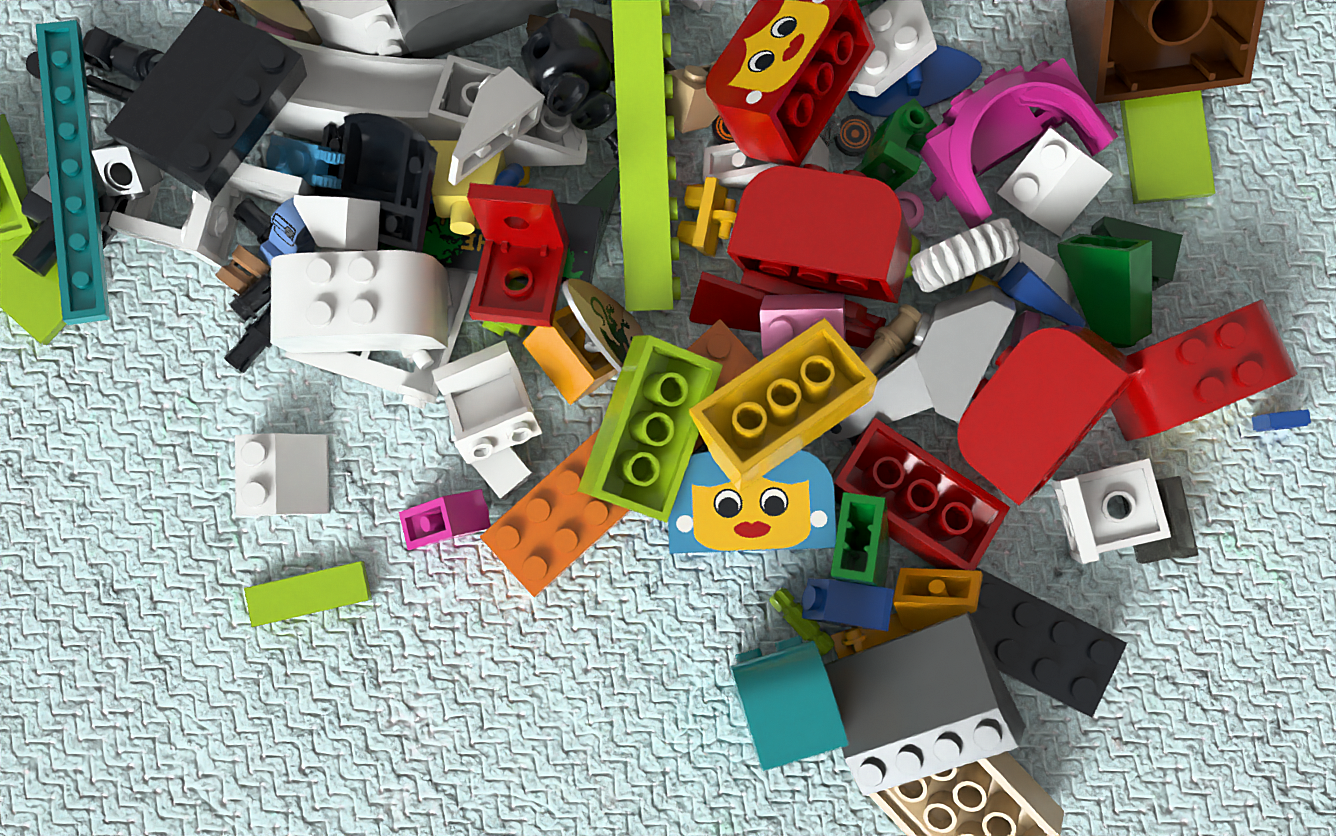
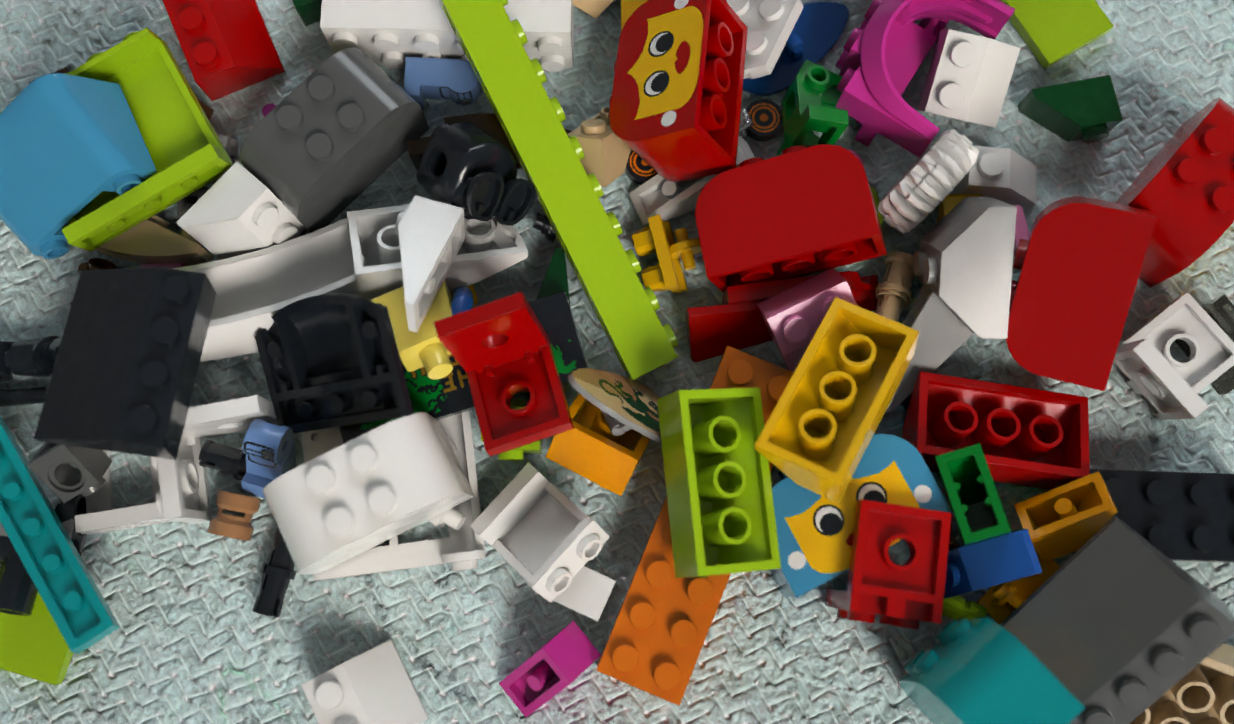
camera: 30 degrees left, 5 degrees down
(252, 298) = (257, 536): black pin -> none
(303, 160) = (248, 378): dark azure hinge -> none
(340, 221) = (316, 421): white slope -> none
(763, 592) = (882, 588): none -> red bracket
(1031, 290) = (1006, 182): blue slope -> none
(1111, 285) = (1070, 147): green slope -> none

